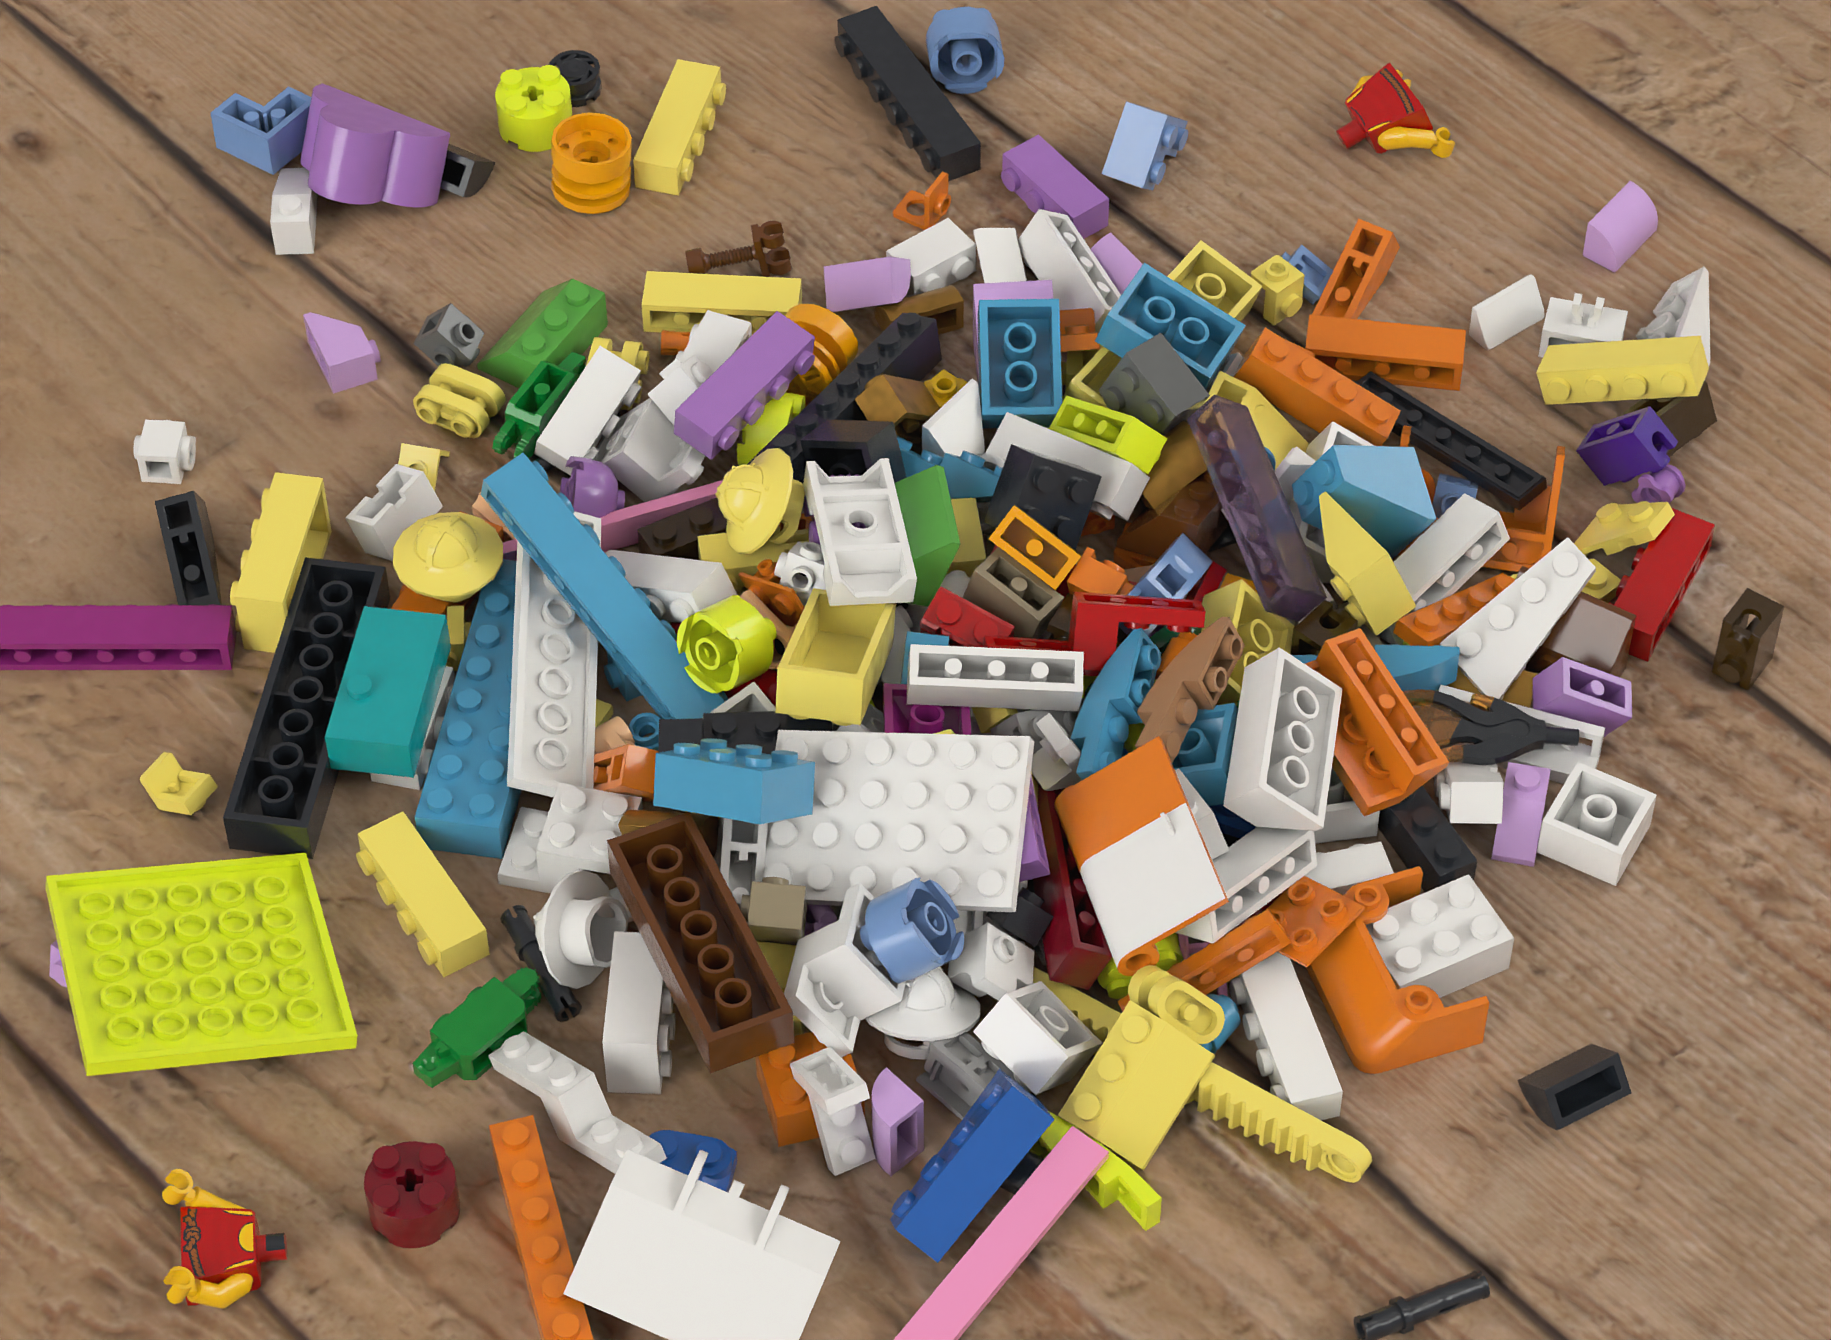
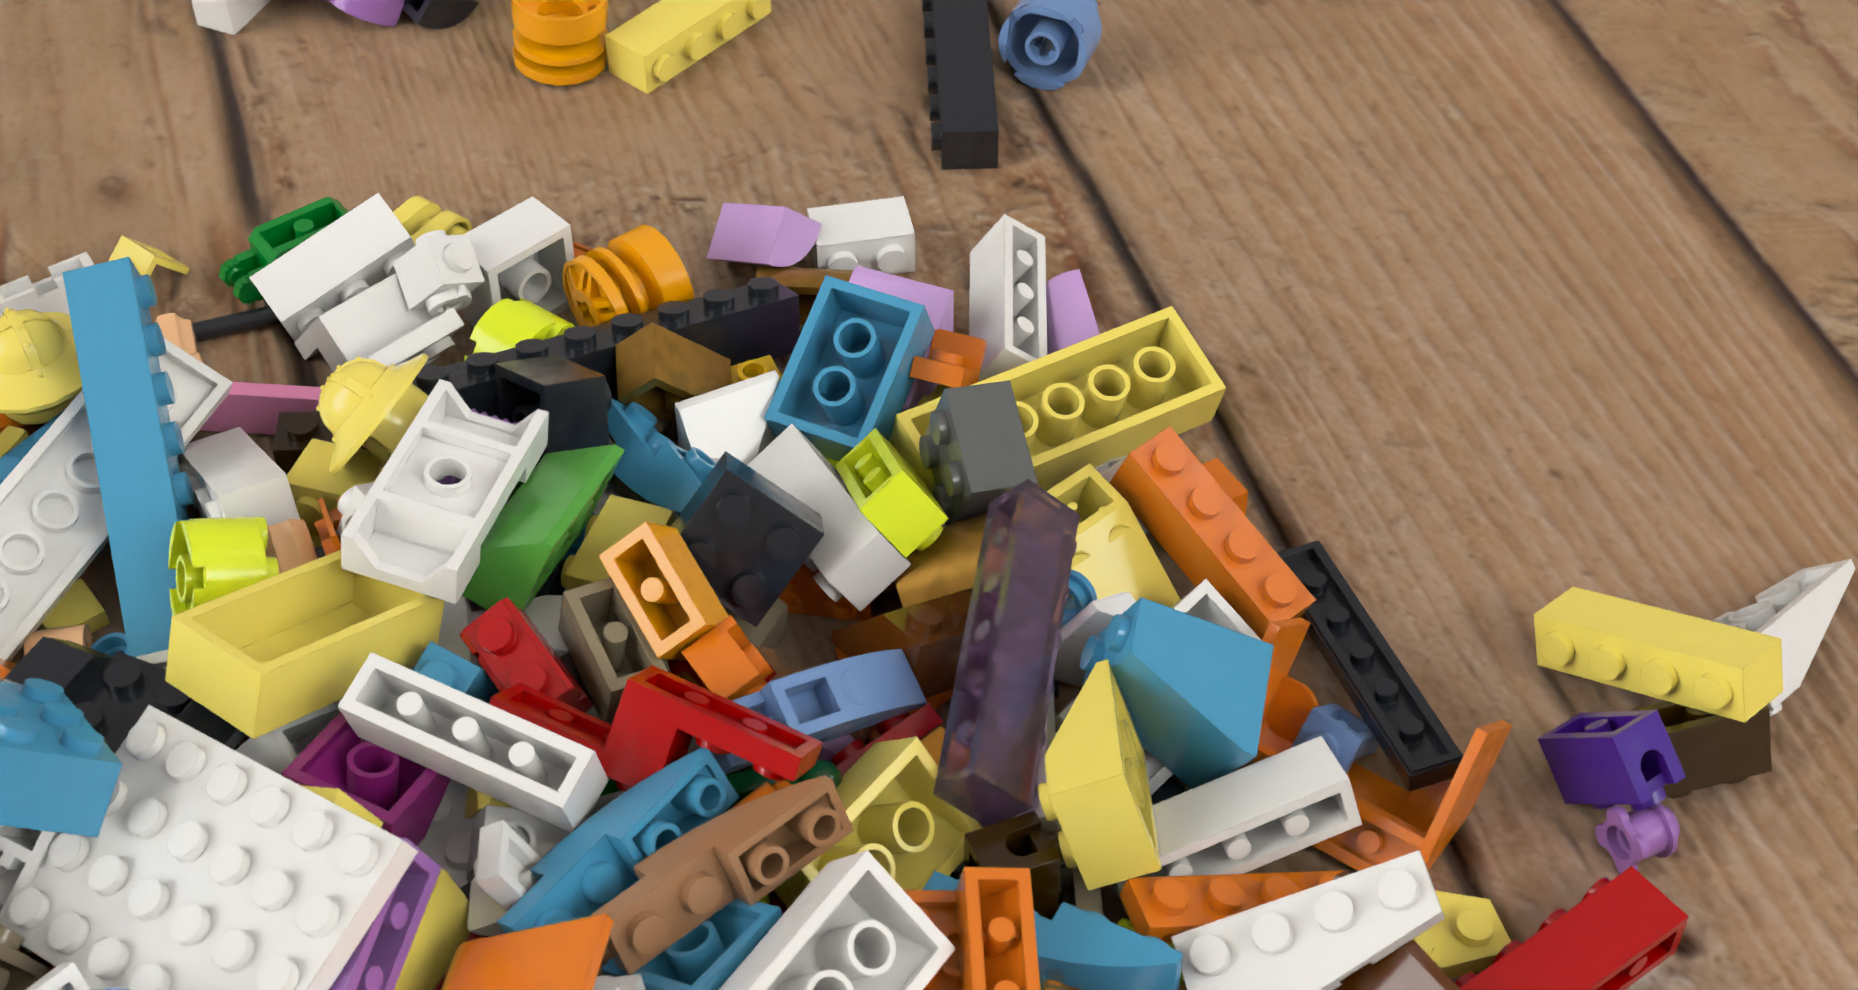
camera: 25 degrees right, 5 degrees down
(341, 351) = (159, 132): lavender slope -> none
(449, 337) = (272, 150): dark grey brick -> none
(459, 401) = (212, 218): light yellow brick -> none
(550, 329) = (413, 167): bright green slope -> none
(592, 487) = (267, 351): medium lavender cylinder -> none
(681, 299) = (589, 201): light yellow brick -> none
(701, 263) = (674, 153): reddish brown bar -> none
(744, 385) = (491, 284): medium lavender brick -> none
(935, 202) = (906, 175): orange bracket -> none
(999, 255) = (939, 254): white slope -> none
(1054, 185) = (1060, 207): medium lavender brick -> none
(1141, 145) = (1187, 186): brick -> none
(1190, 324) = (1063, 390): dark azure brick -> none
(1282, 288) = (1257, 402): light yellow bracket -> none
(1315, 272) = (1301, 396): medium blue bracket -> none
(1358, 271) = (1366, 421): orange slope -> none
(1391, 116) = (1520, 253): torso -> none
(1391, 350) = (1355, 524): orange brick -> none
(1506, 313) = (1545, 530): white slope -> none
(1581, 323) = (1634, 572): white brick -> none
(1620, 227) = (1759, 474): lavender brick -> none
(1624, 526) = (1547, 870): light yellow wing -> none

